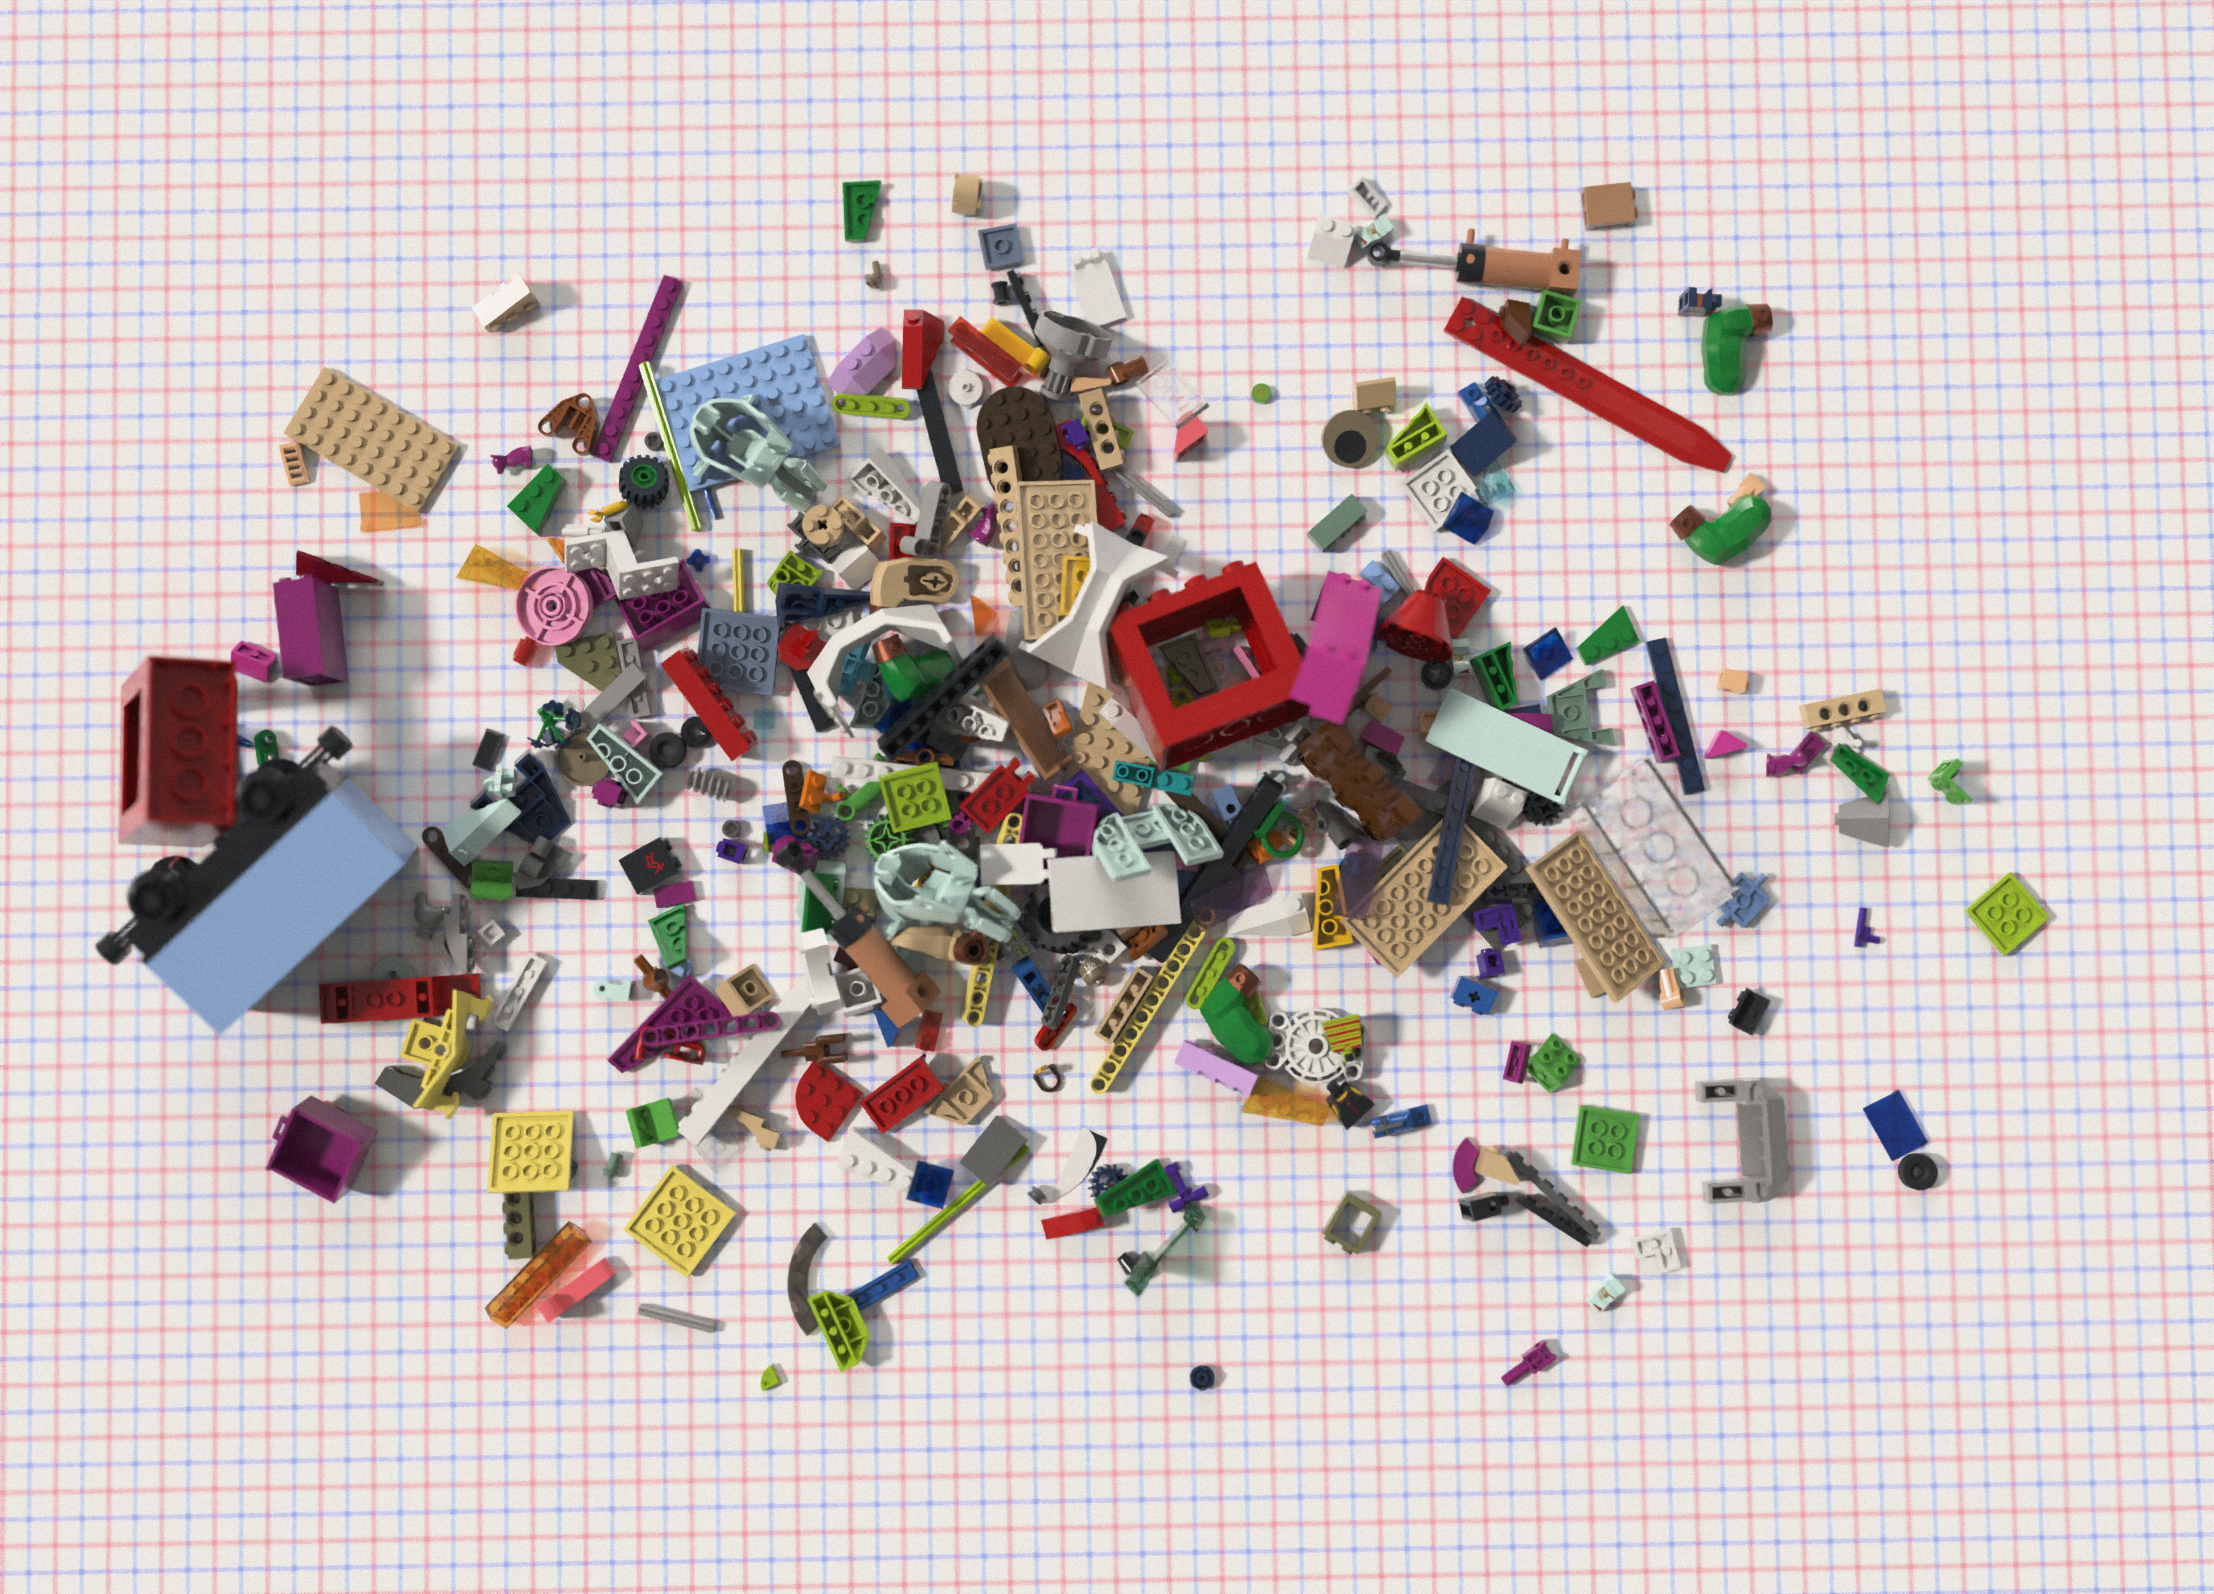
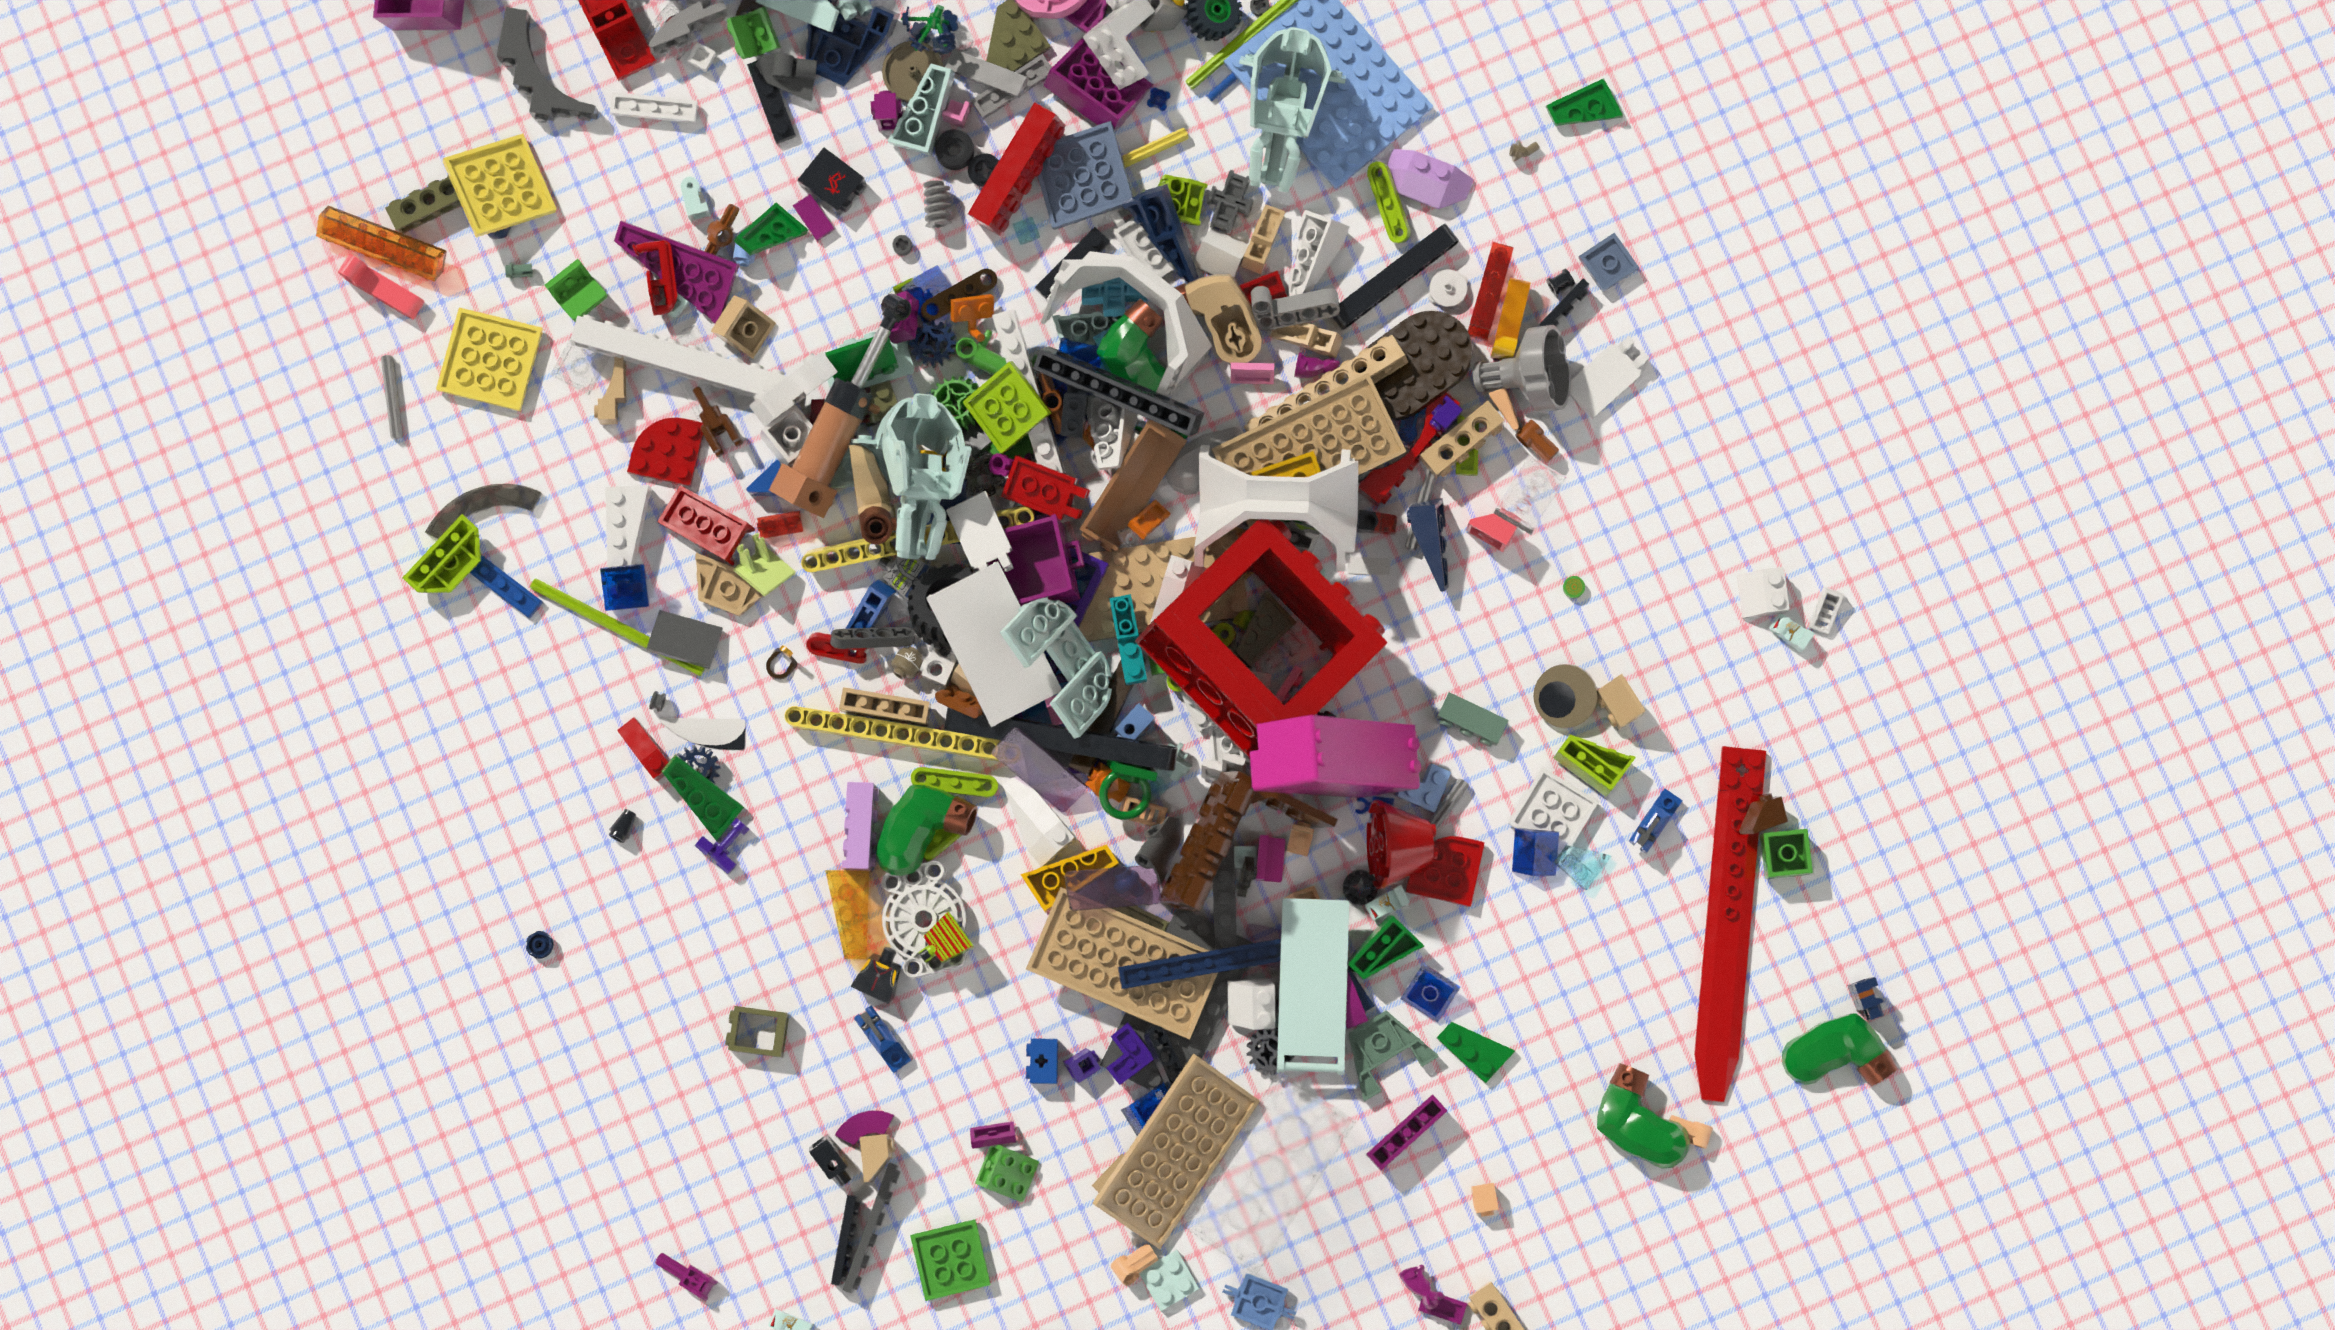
camera: 75 degrees right, 5 degrees down
(447, 1051) = (564, 62): light yellow piece -> none
(702, 1026) = (688, 297): magenta beam -> none
(740, 850) = (879, 263): dark purple brick -> none
(769, 1378) = (368, 513): lime tile -> none
(800, 647) = (1111, 233): red piece -> none
(823, 515) = (1234, 196): tan brick -> none
(921, 340) = (1471, 223): red wedge -> none
(962, 1060) = (763, 569): none -> yellowish green plate
(965, 194) = (1645, 204): tan brick -> none
(969, 580) = (1252, 373): none -> bright pink tile
(982, 615) = (1222, 401): clear orange slope -> none
(1146, 1265) = (632, 839): clear green piece -> none
(1163, 491) = (1427, 524): none -> dark blue wedge
(1220, 627) = (1311, 644): lime plate -> none
(1483, 443) = (1619, 833): dark blue tile -> none
(1497, 266) = (1811, 772): nougat piece -> none
(1503, 394) = (1679, 833): dark blue gear -> none
(1608, 205) = (1929, 863): medium nougat panel -> none
(1672, 702) = (1422, 1153): dark blue plate -> none
(1723, 743) = (1414, 1216): dark pink slope -> none

